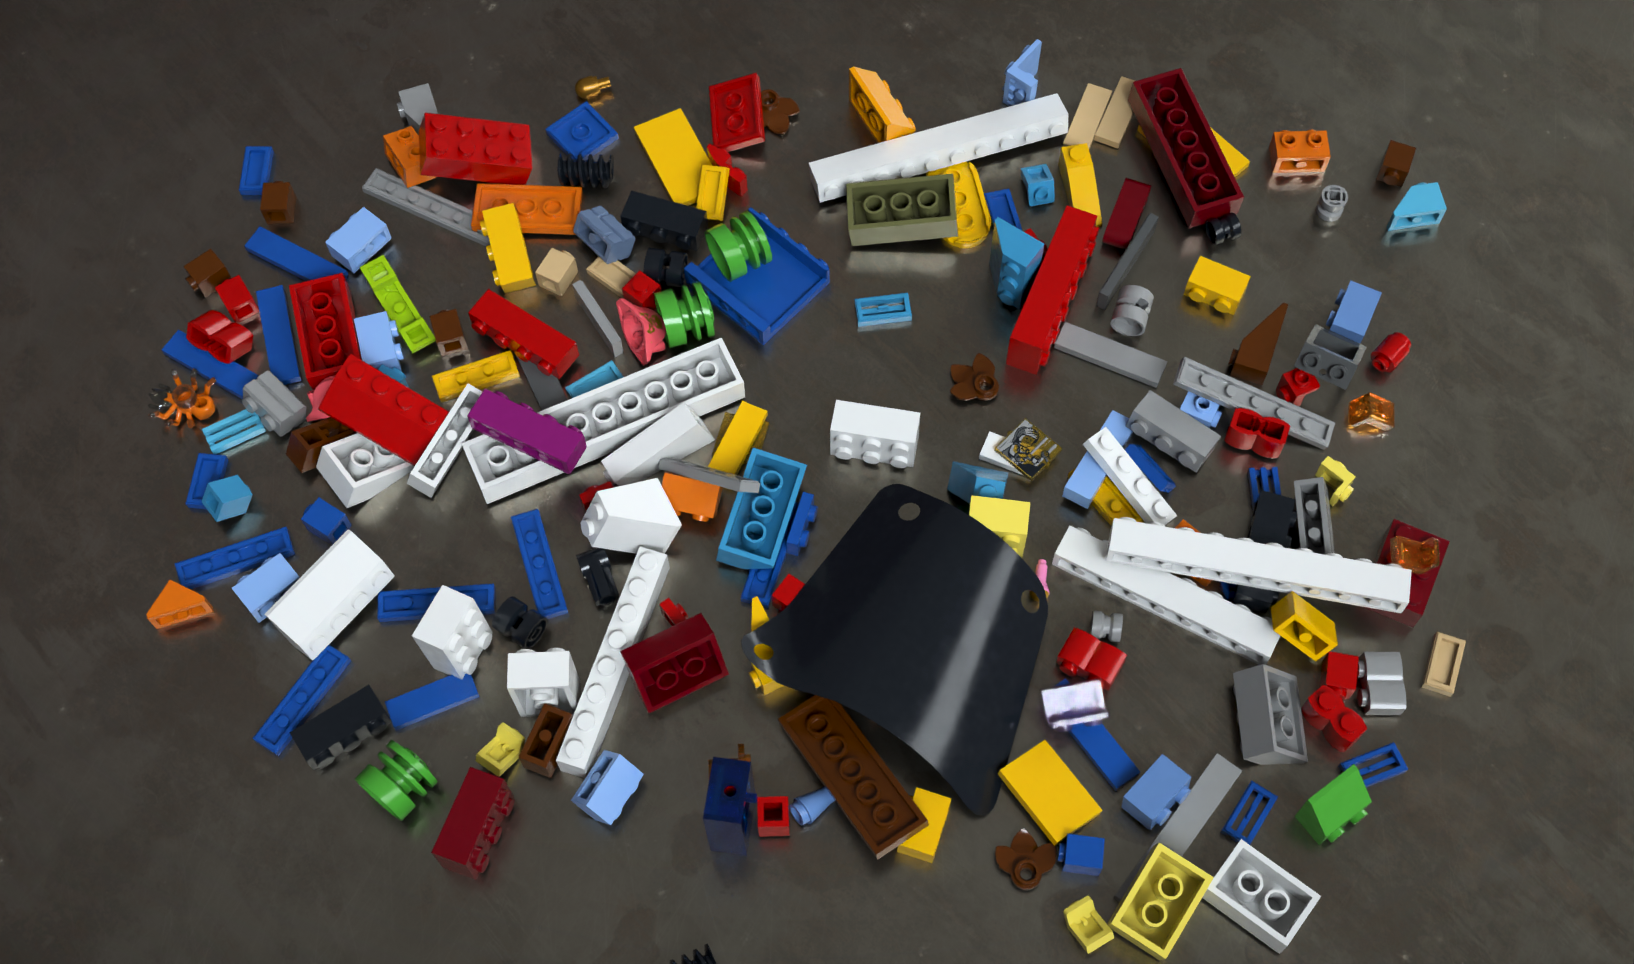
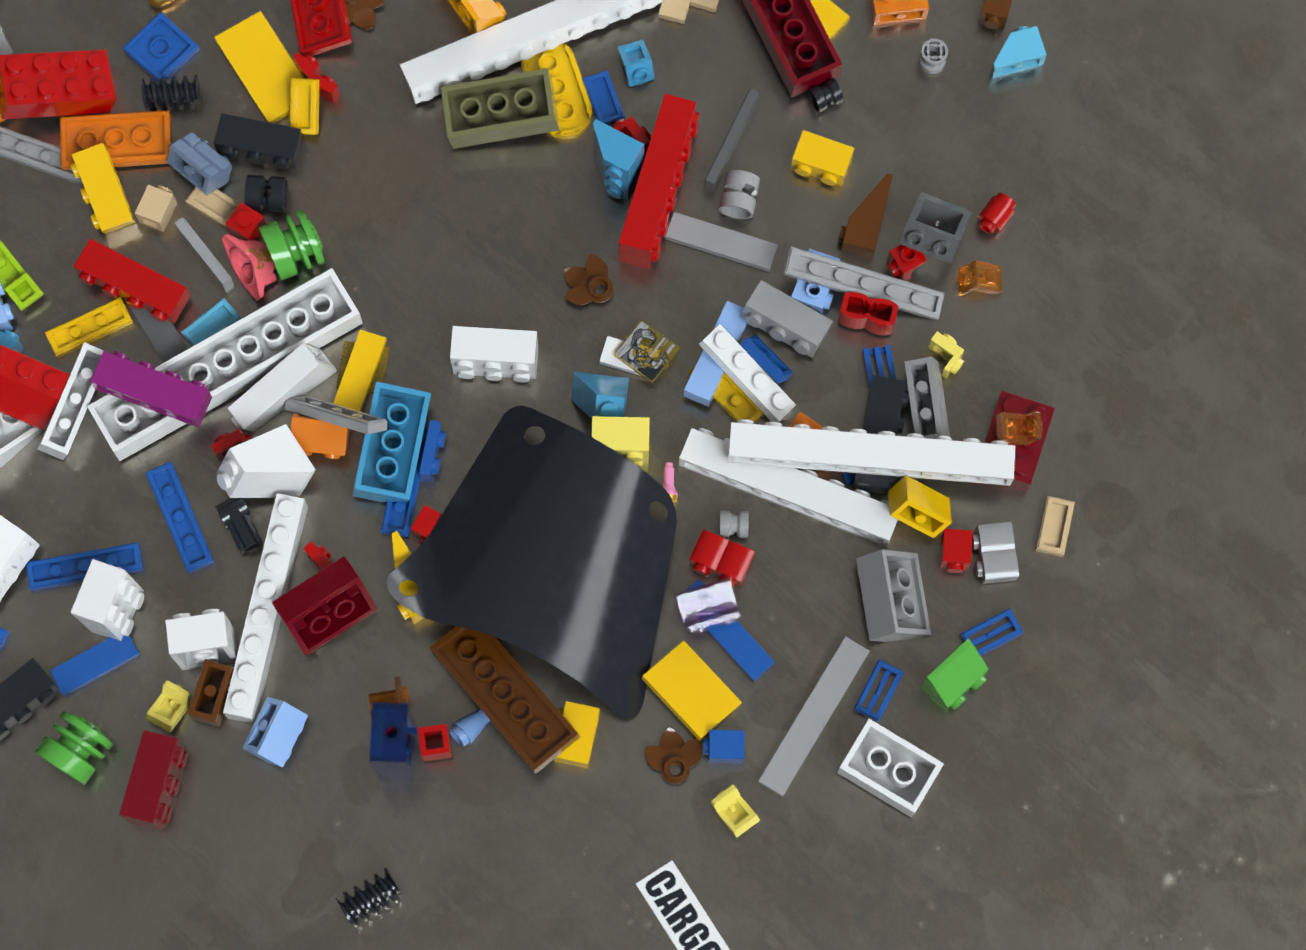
camera: 10 degrees left, 10 degrees up
(448, 332) = (55, 284): reddish brown brick -> none
(516, 620) = (160, 576): black wheel -> none
(742, 244) = (338, 166): bright green wheel -> none
(769, 295) = (362, 192): blue panel -> none
(885, 313) = (492, 225): dark azure tile -> none
(1079, 179) = (679, 59): yellow slope -> none
(1126, 213) = (728, 87): dark red beam -> none
(1157, 792) = (790, 681): medium blue brick -> none
(1159, 901) = (798, 783): light yellow brick -> none
(1338, 723) = (958, 597): red brick -> none
(1354, 311) = (958, 175): medium blue brick -> none

